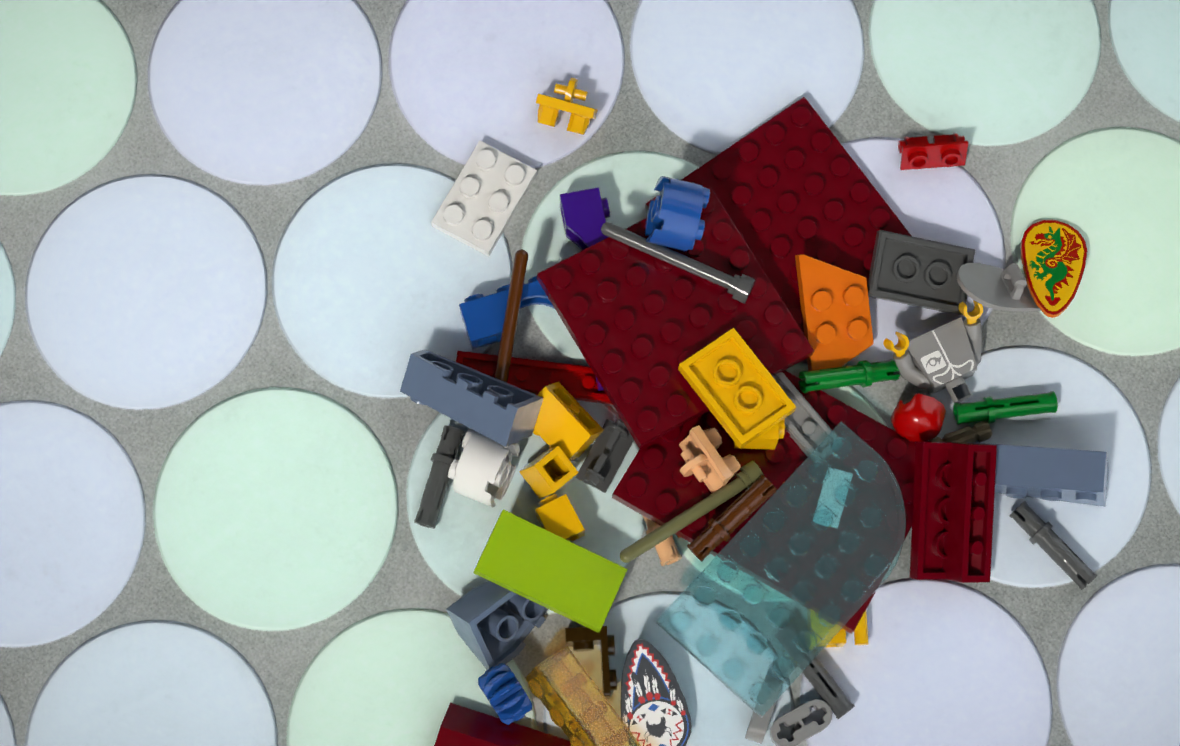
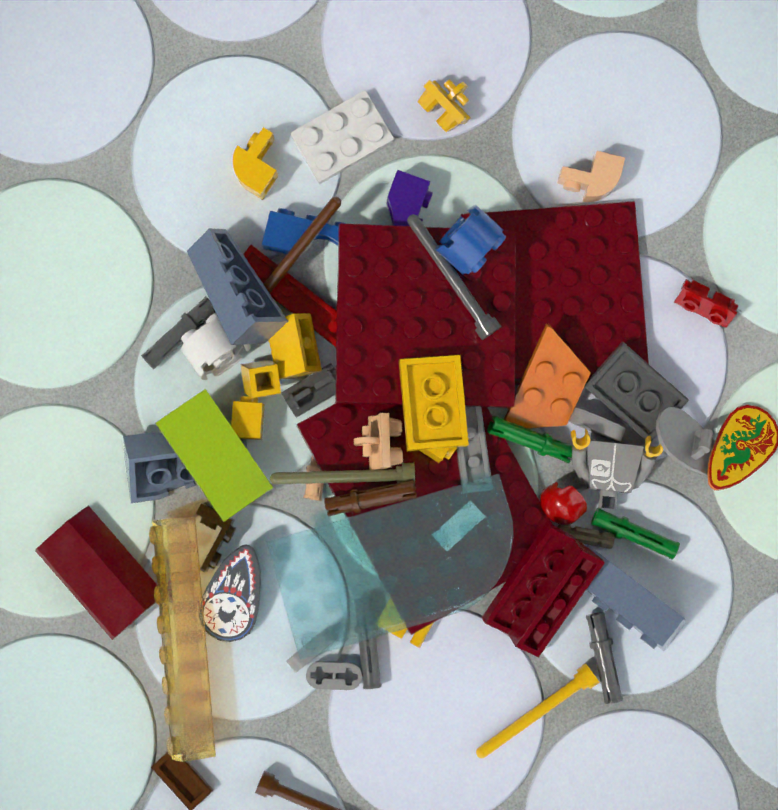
camera: 30 degrees right, 10 degrees up
(414, 279) = (250, 169): none -> yellow brick
(505, 693) = (128, 524): blue gear -> none
(758, 95) = (597, 183): none -> light nougat brick
(908, 324) = (597, 424): none -> light grey beam
(1046, 578) = (582, 679): none -> yellow piece

